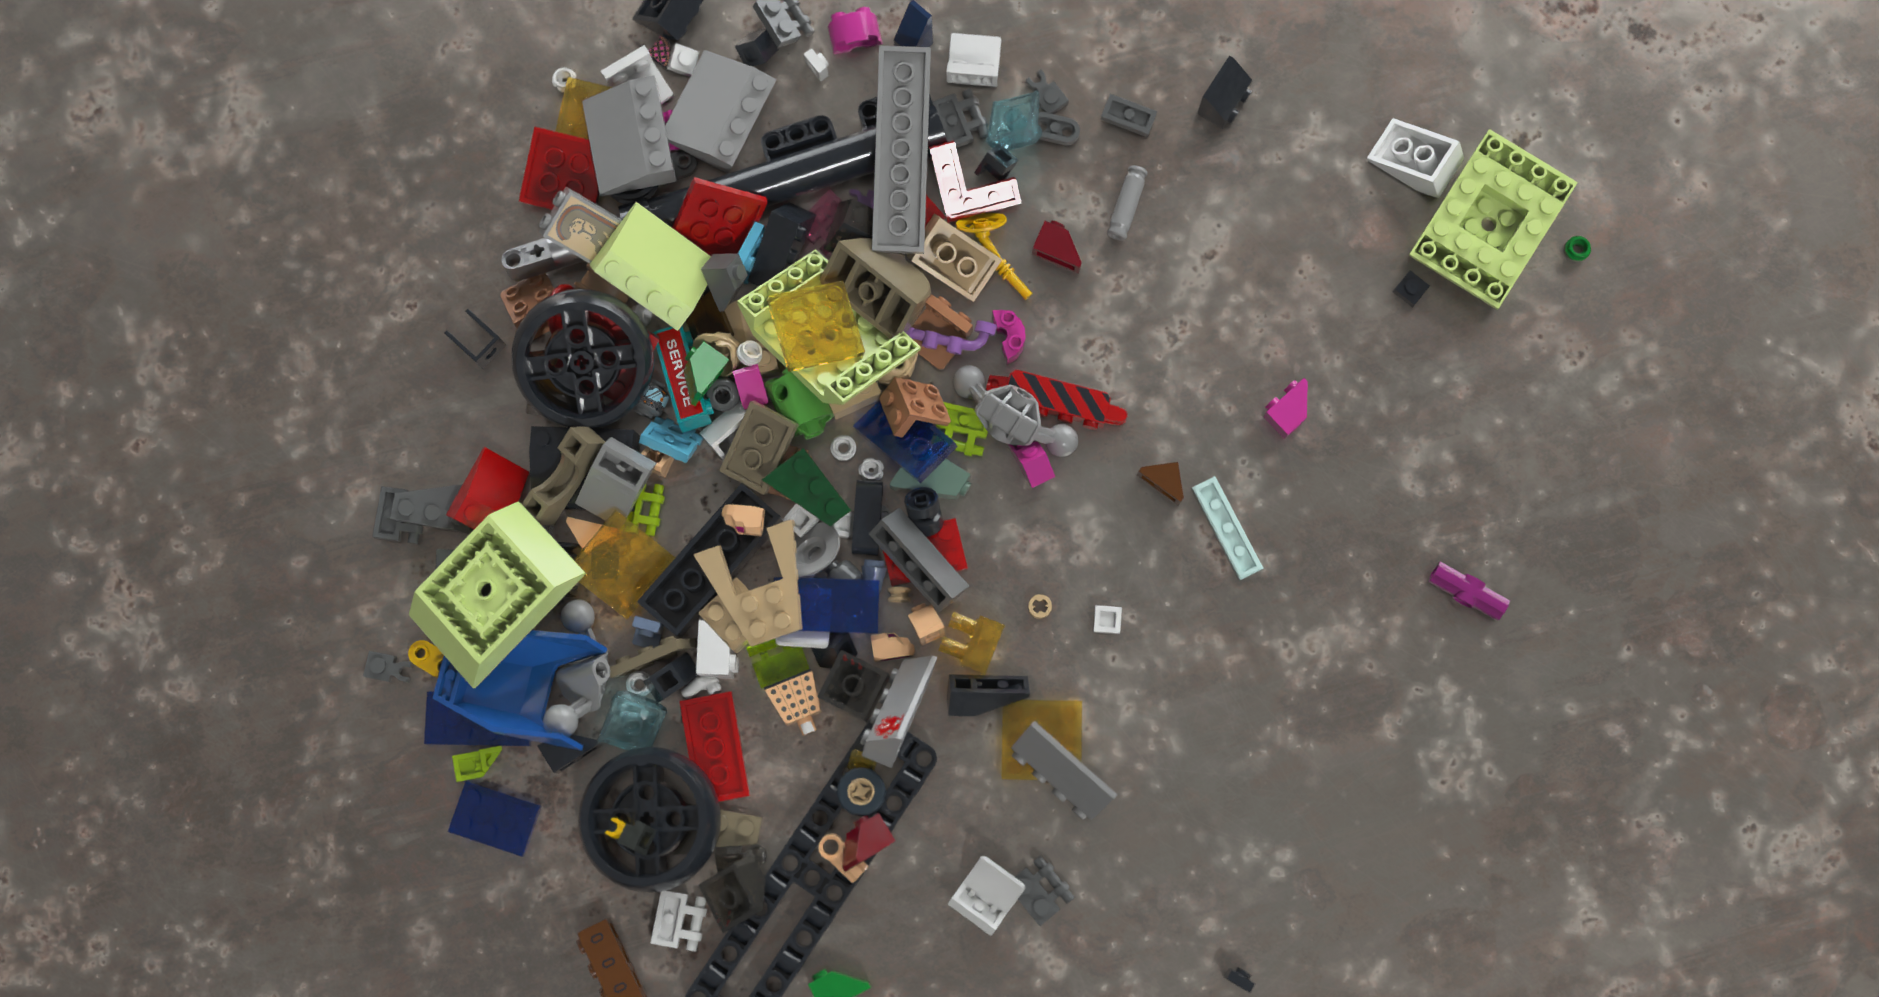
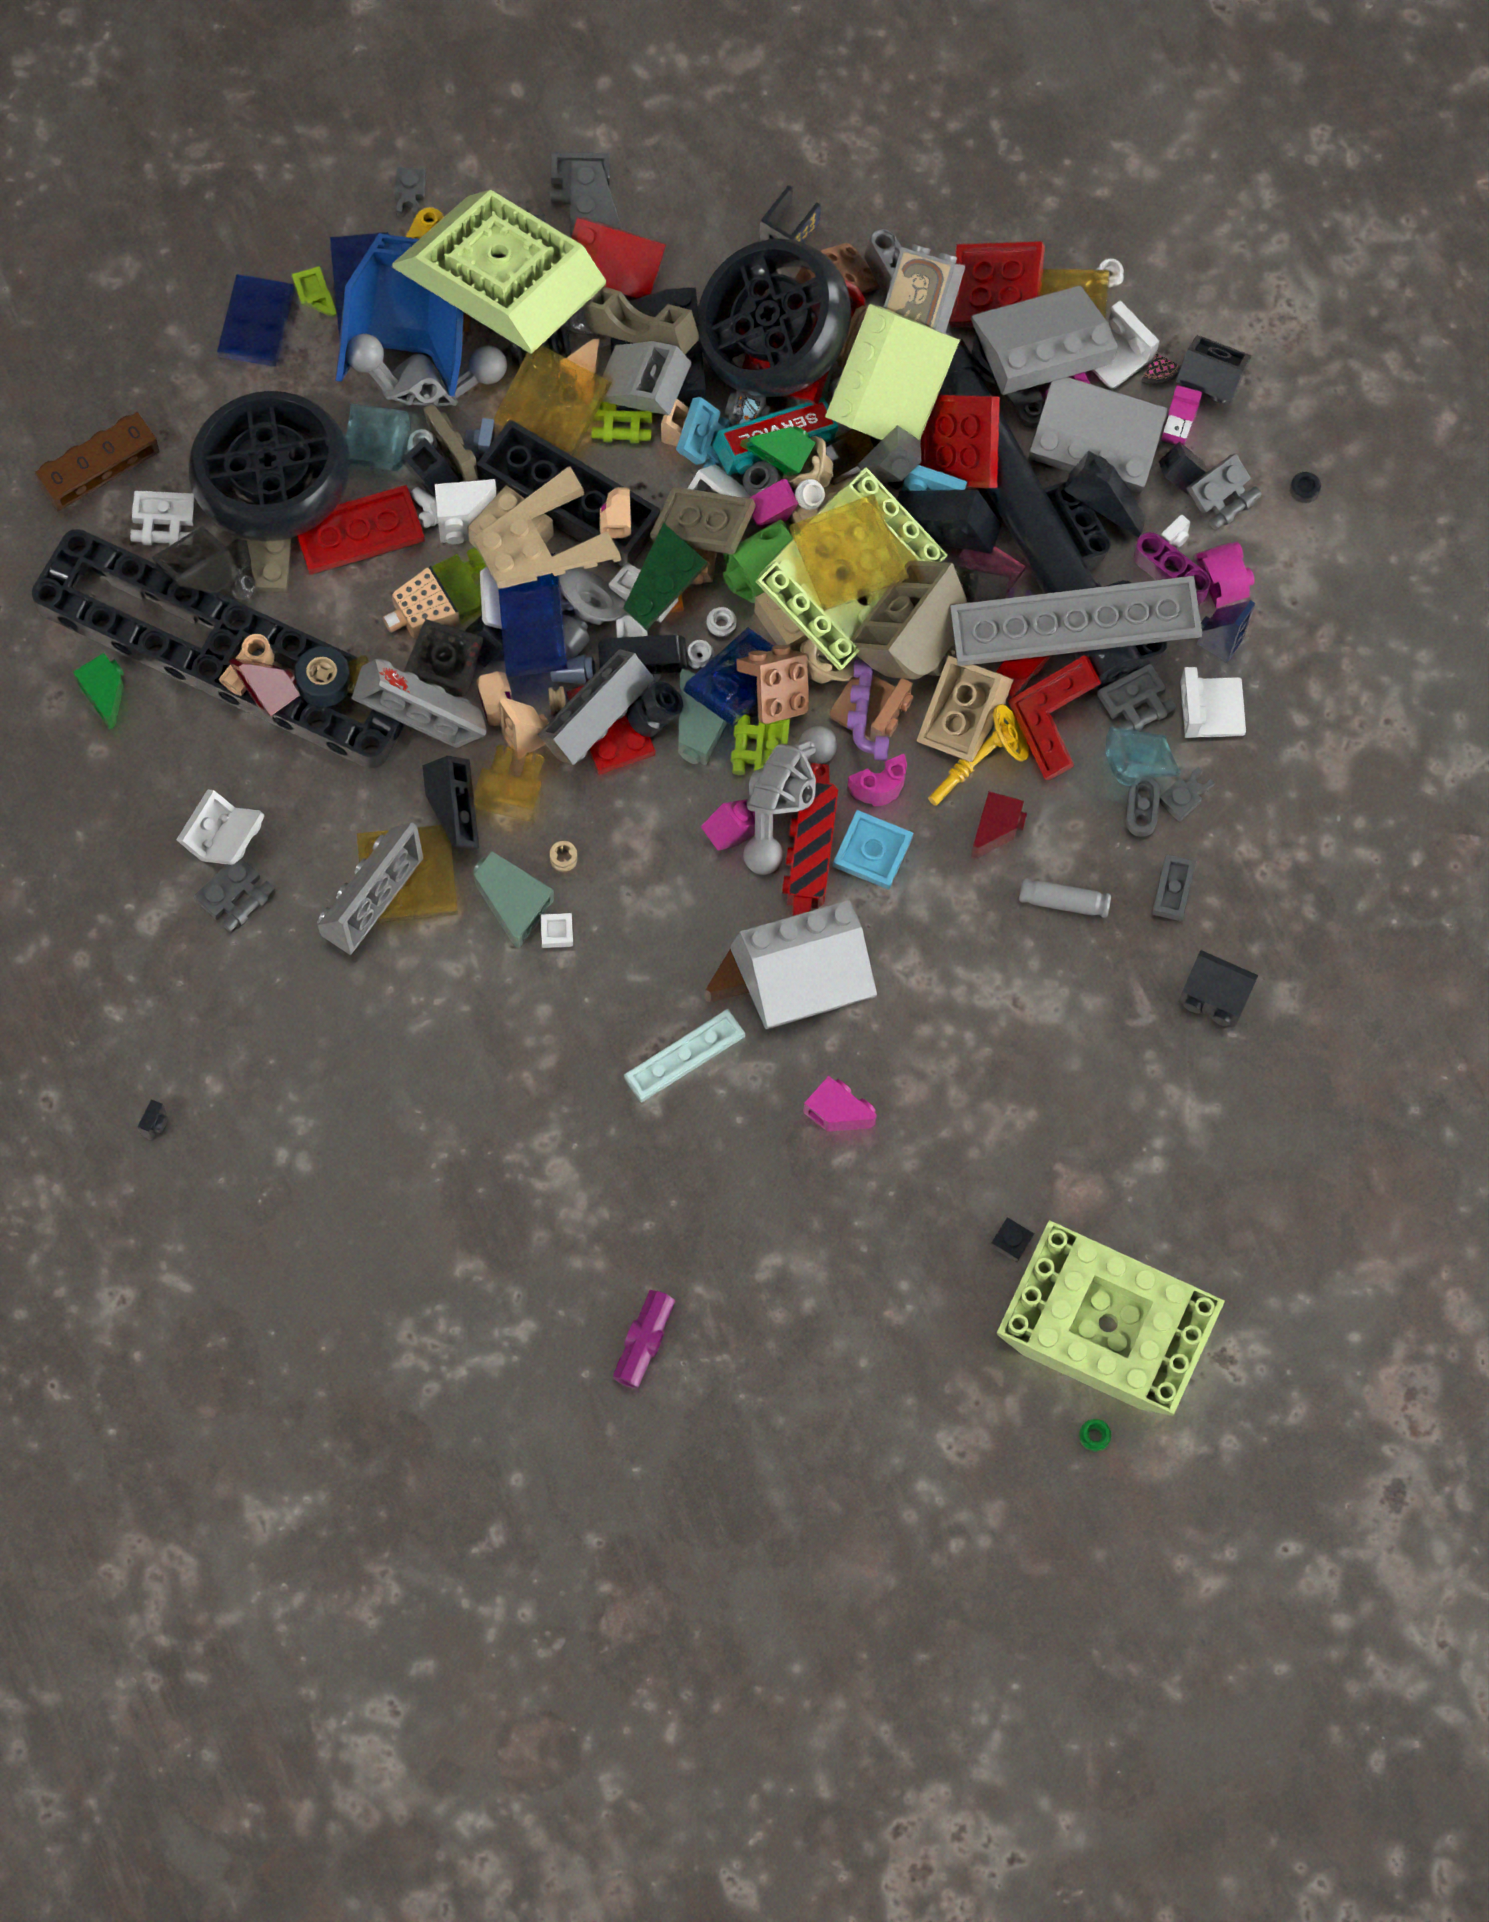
camera: 75 degrees right, 10 degrees down
(561, 758) = (324, 374): black slope -> none
(633, 837) = (244, 443): pearl dark grey piece -> none
(682, 60) = (1155, 391): white plate -> none
(702, 38) = (1181, 415): none -> dark pink leg
(775, 112) = (1102, 489): none -> black slope
(850, 60) = (1165, 556): none -> magenta beam
(997, 162) = (1088, 742): black panel -> none
(1066, 350) = (872, 849): none -> medium azure plate
(1073, 653) = (512, 896): none -> sand green slope
(1167, 417) = (805, 964): none -> slope
(1417, 157) = (1178, 1227): white slope -> none

